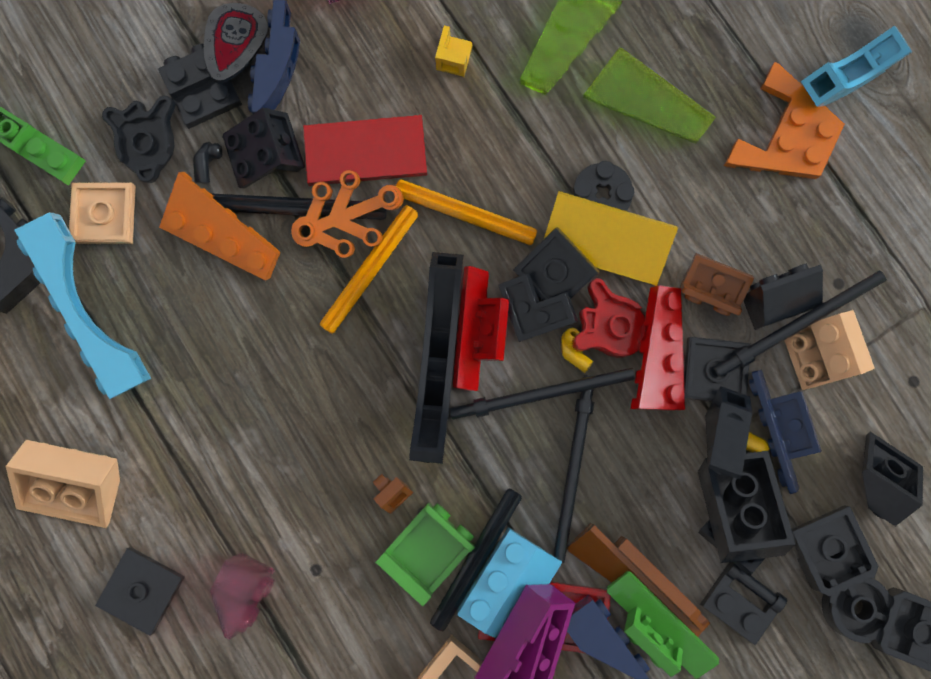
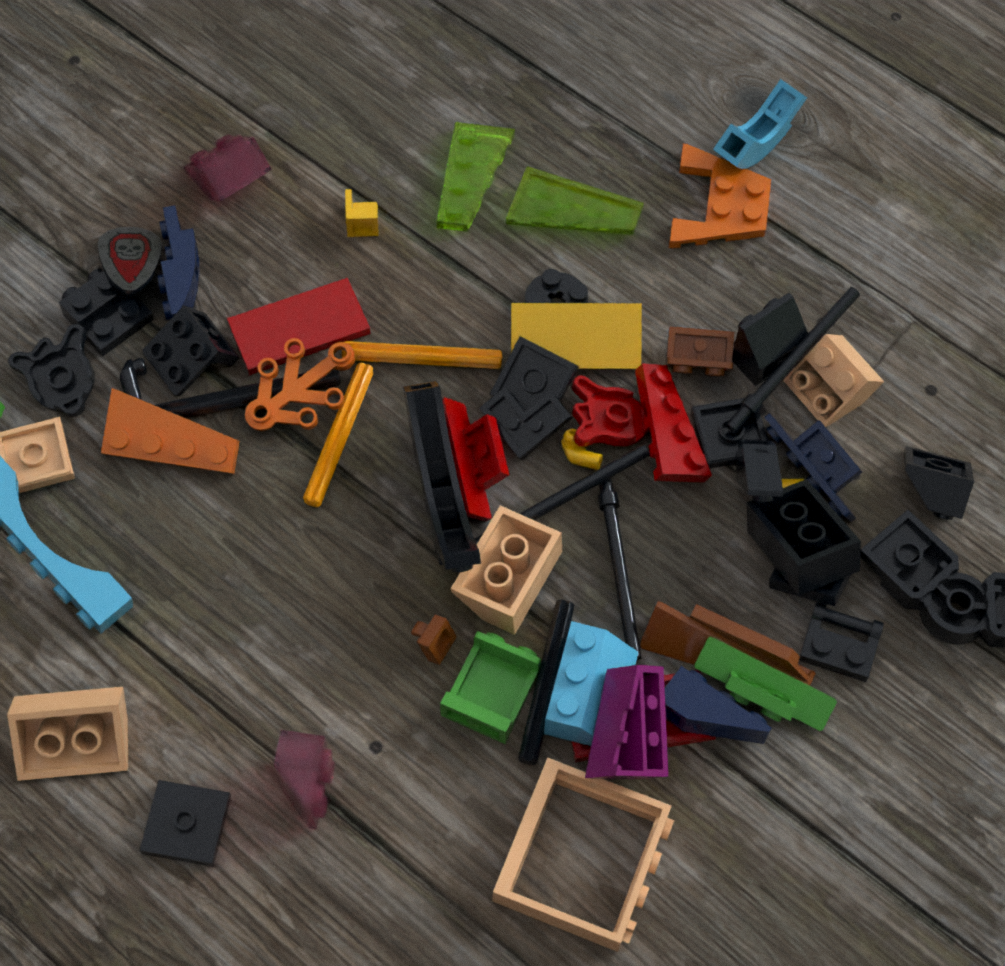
camera: 20 degrees left, 20 degrees down
(475, 451) = (513, 568): none -> light nougat slope

